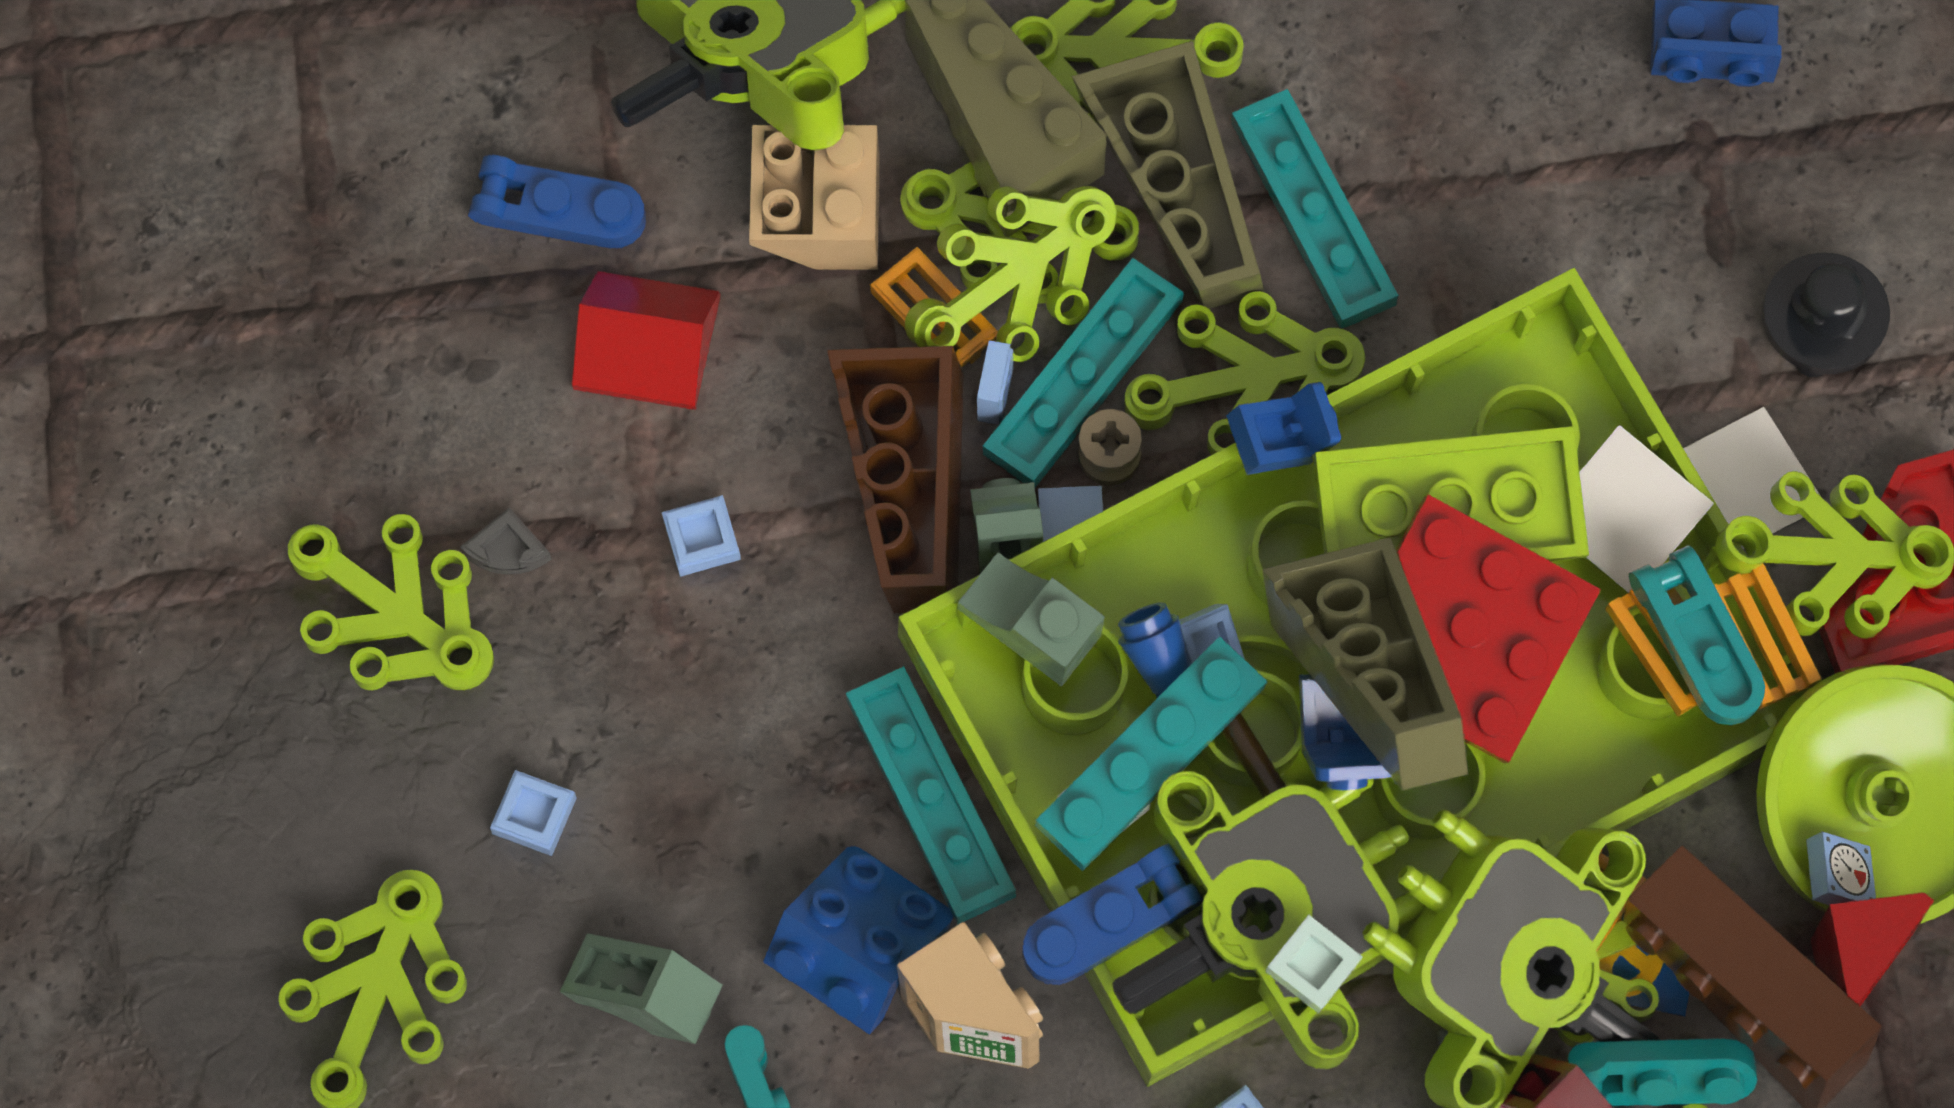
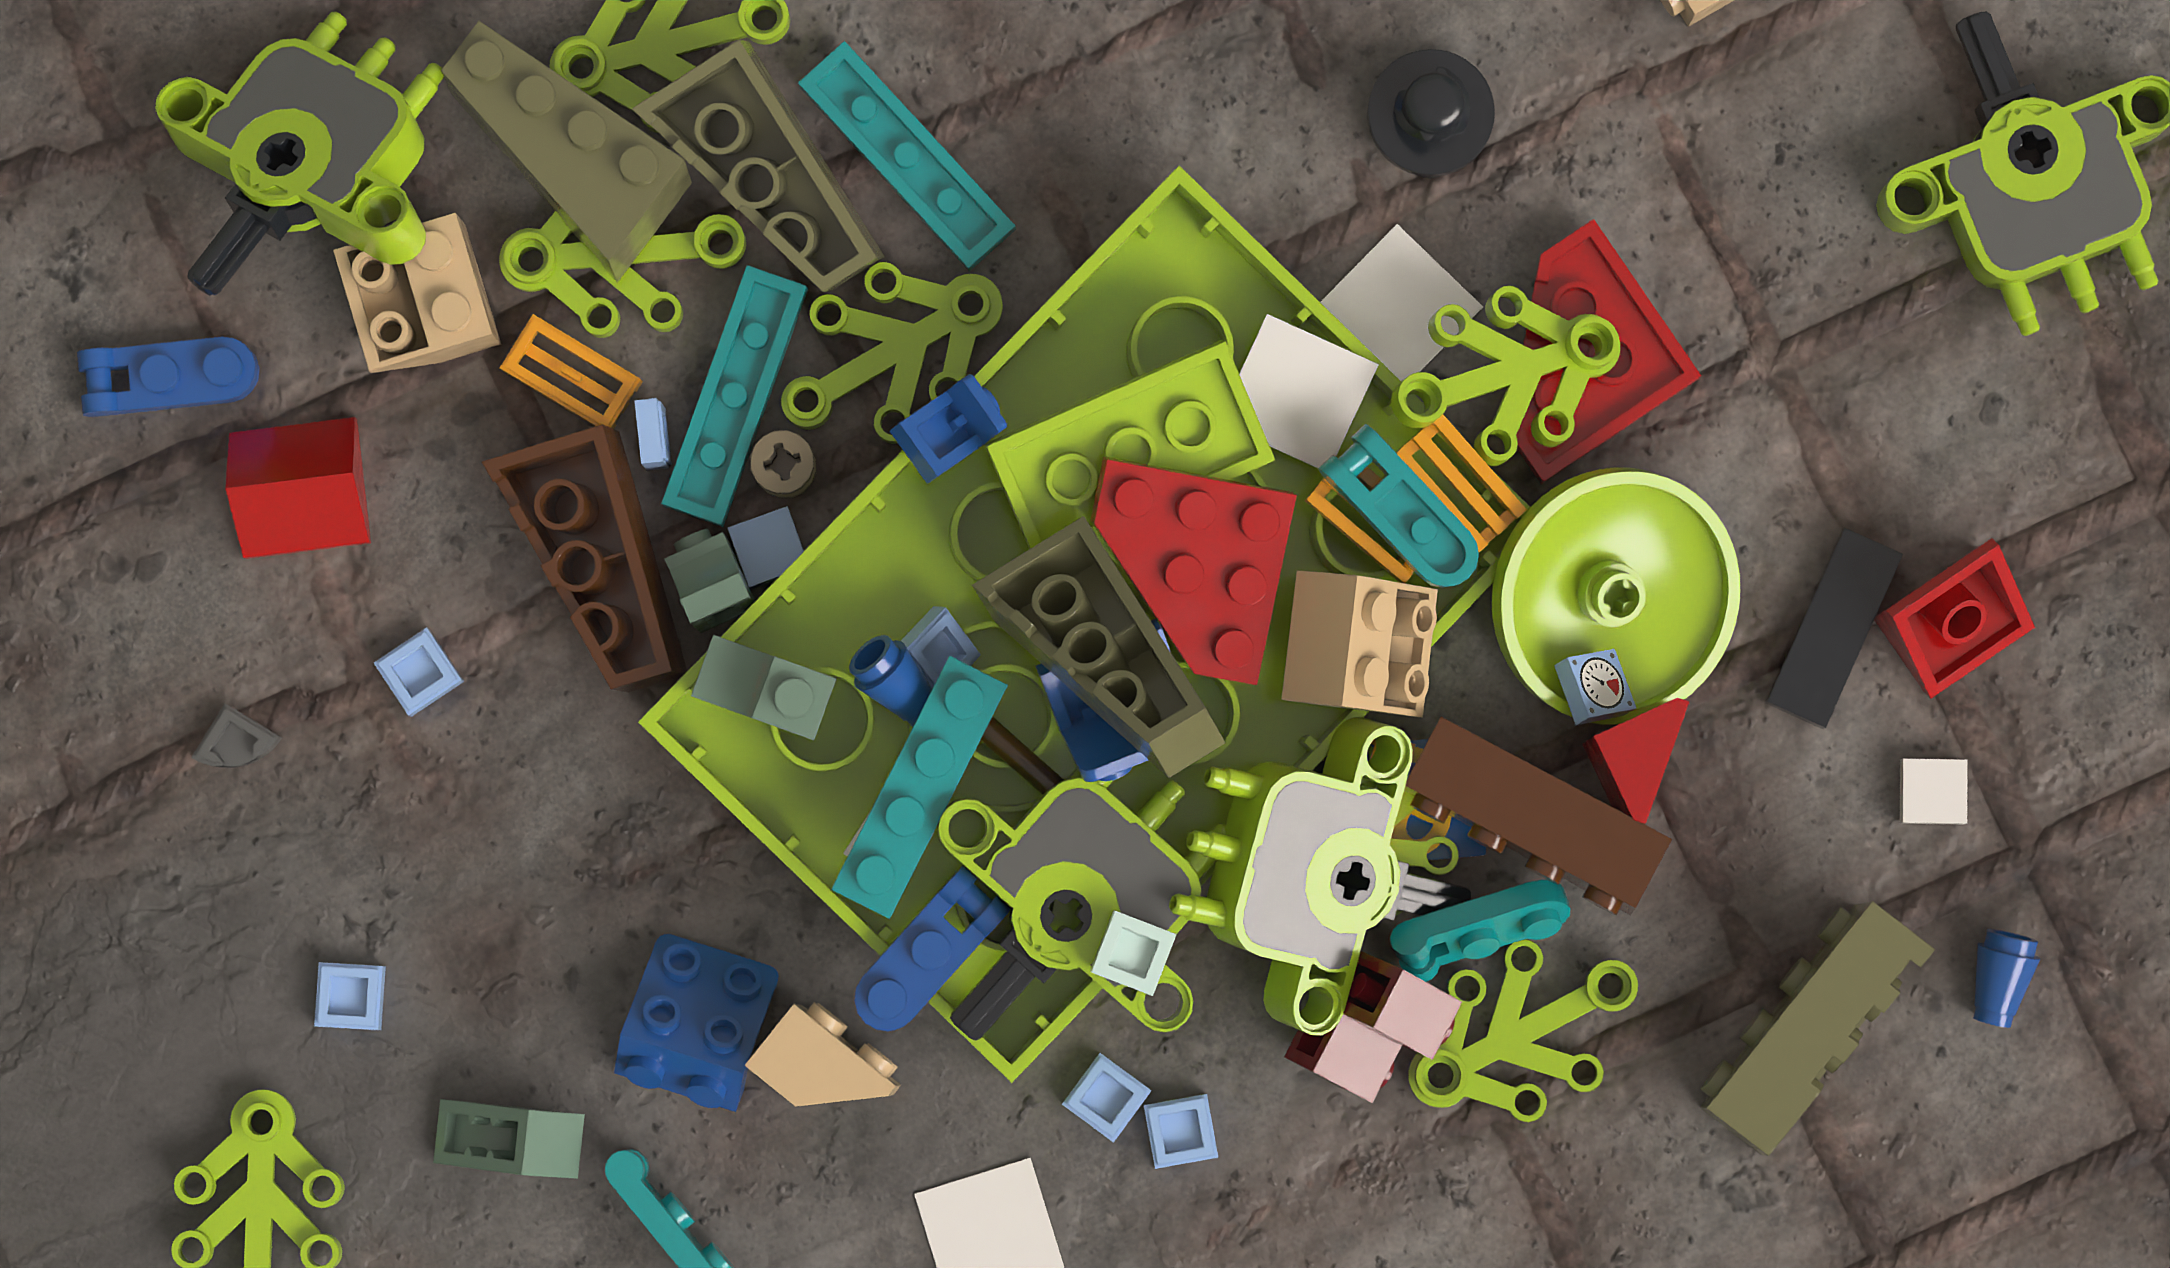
camera: 15 degrees left, 15 degrees up
(396, 613) = (154, 841): lime plant -> none
(931, 795) = (720, 864): teal plate -> none
(1021, 267) = (640, 314): lime plant -> none
(1621, 752) = (1359, 643): none -> tan slope

